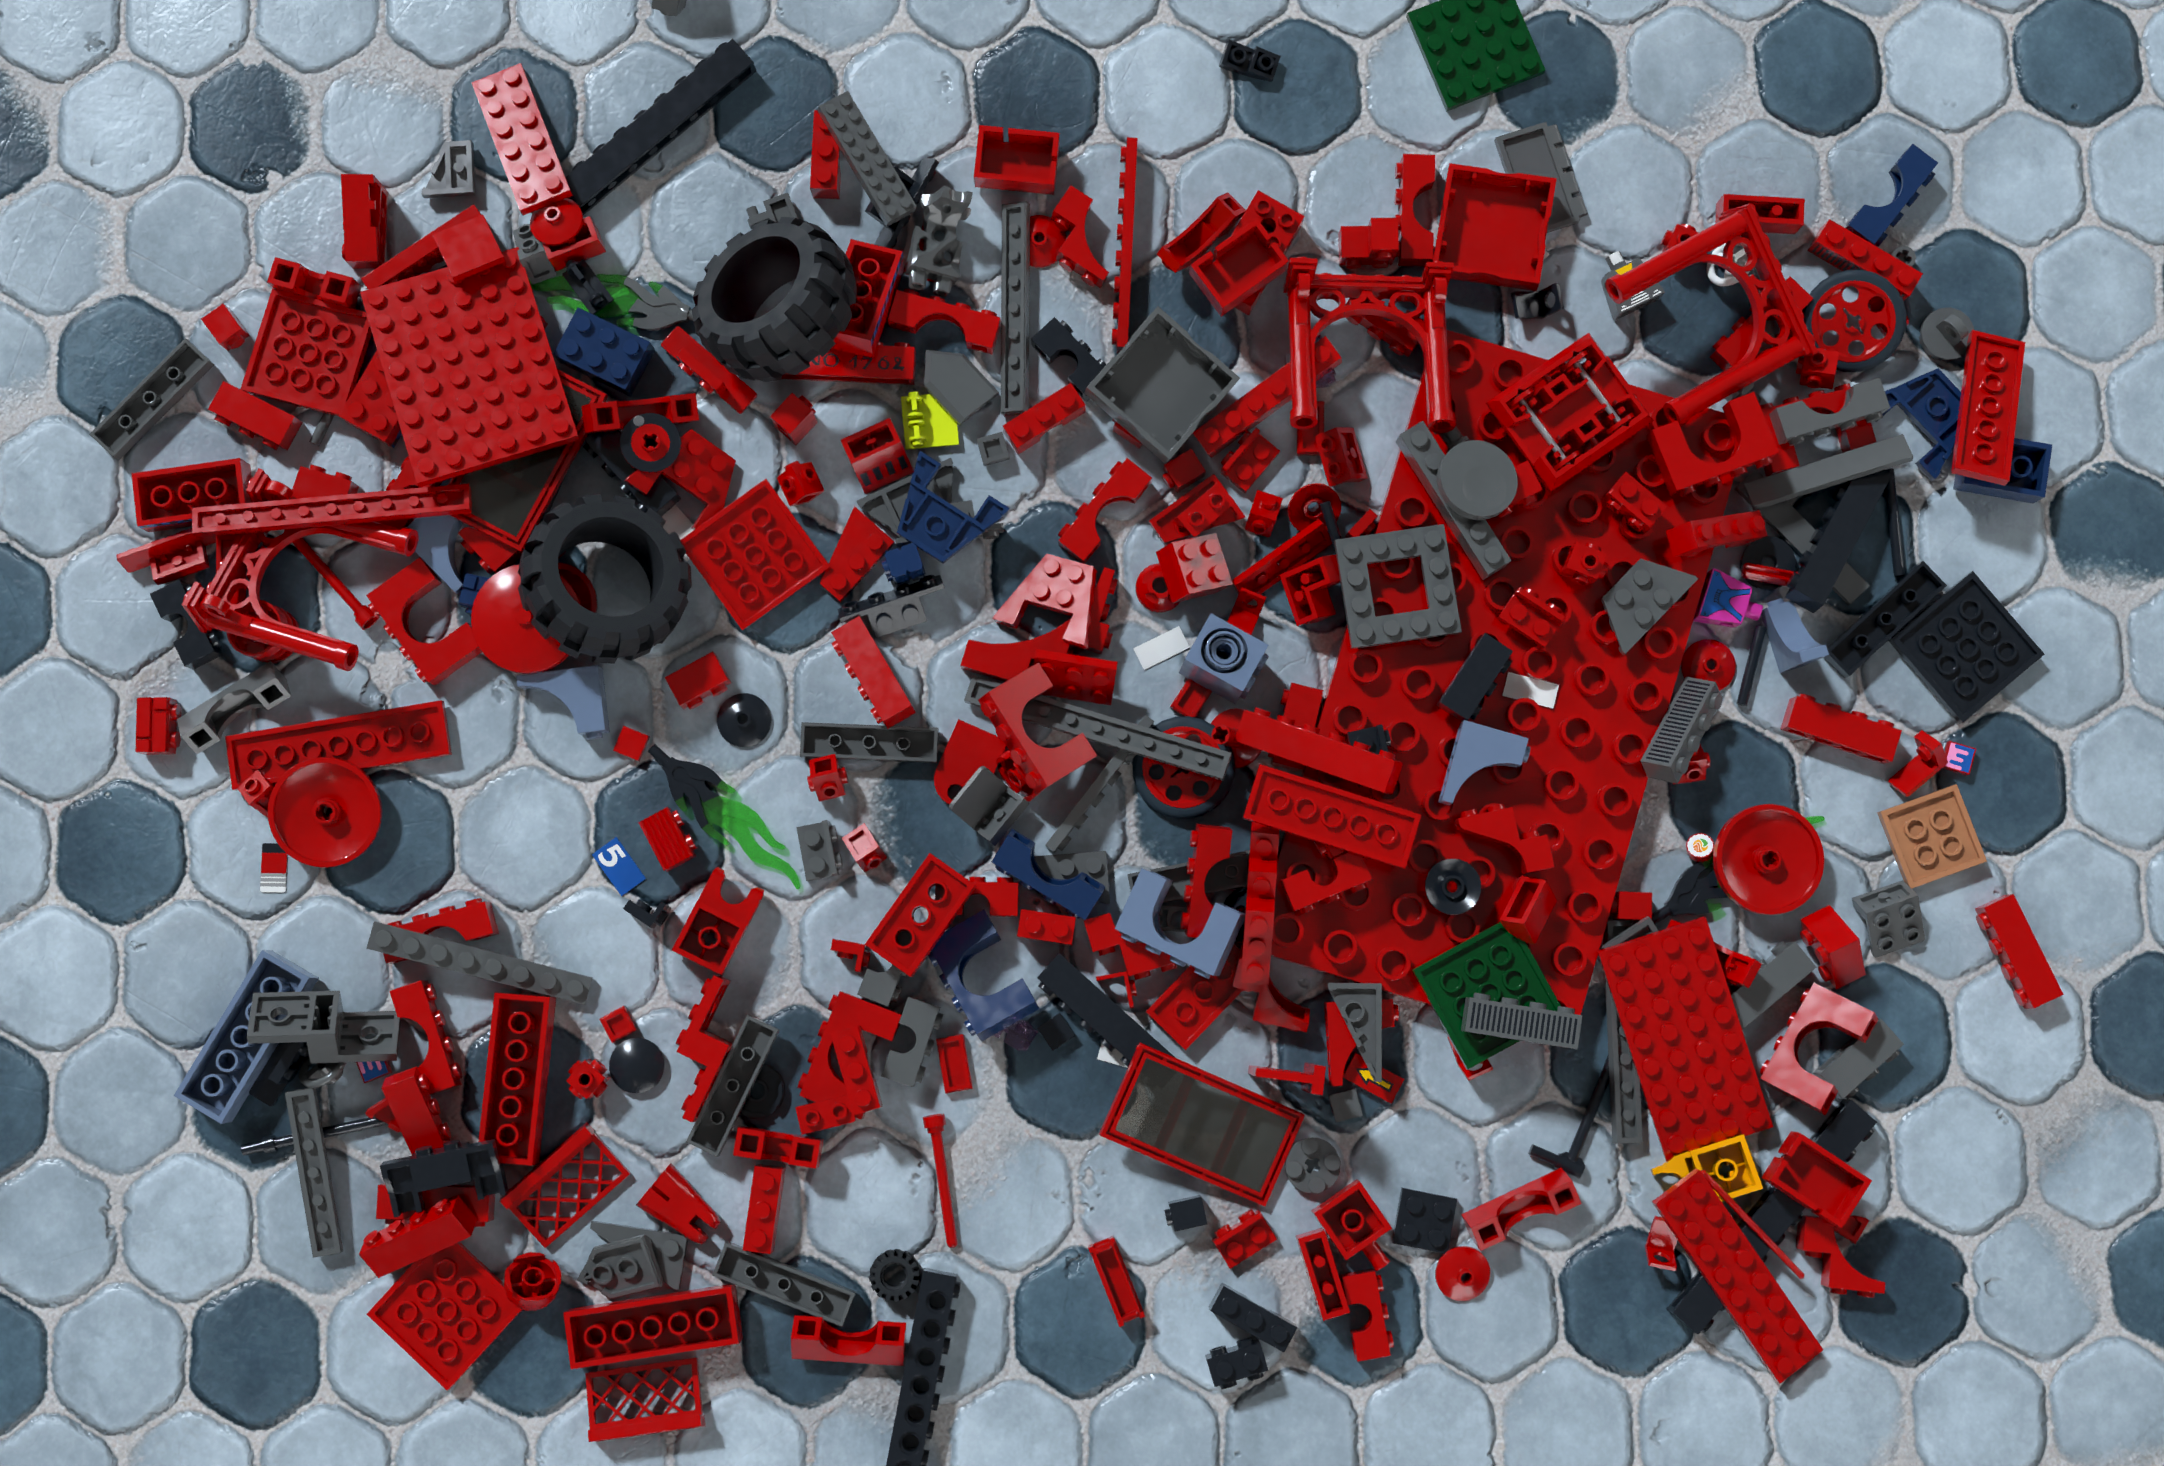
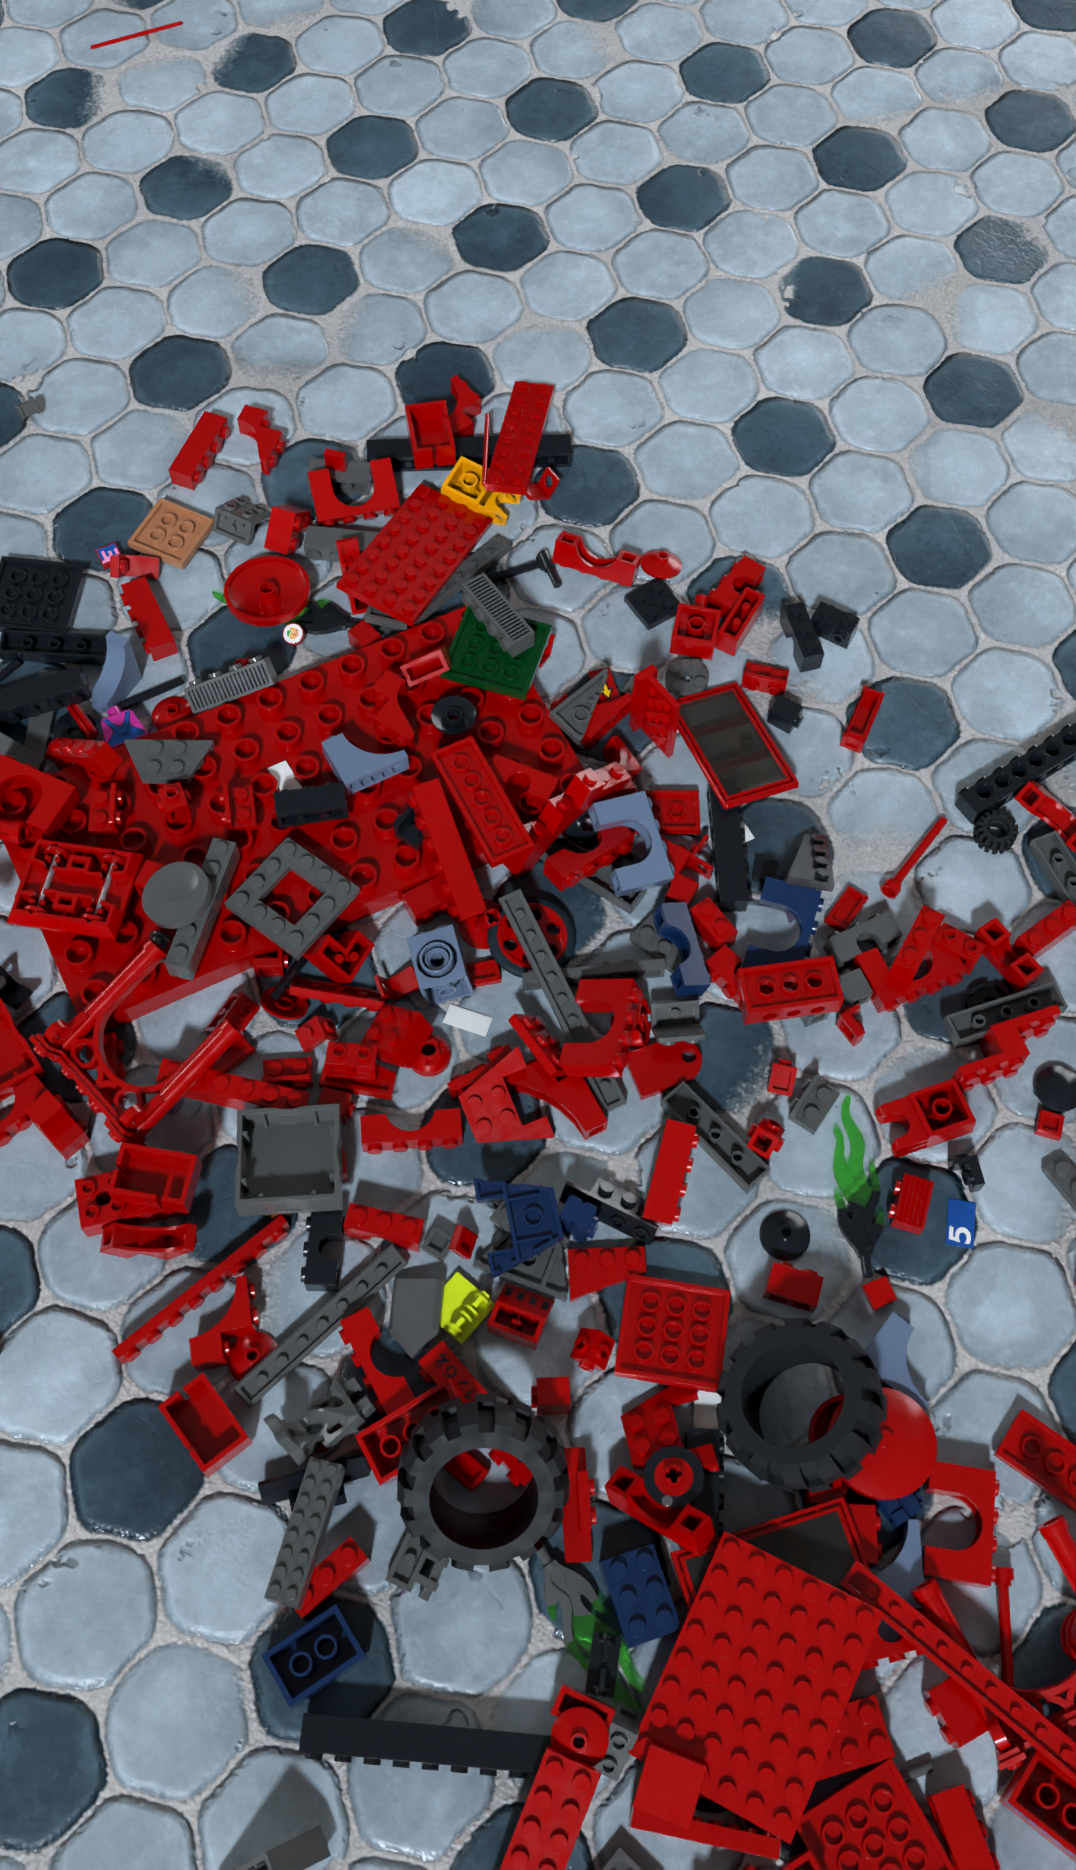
camera: 135 degrees left, 20 degrees down
(782, 100) = (314, 1656): none -> dark blue brick
(975, 467) = (463, 1242): none -> red tile
(1011, 1061) = (812, 864): none -> black wing
(1871, 1060) = (335, 460): none -> red tile
(1966, 1027) = (270, 442): none -> red arch

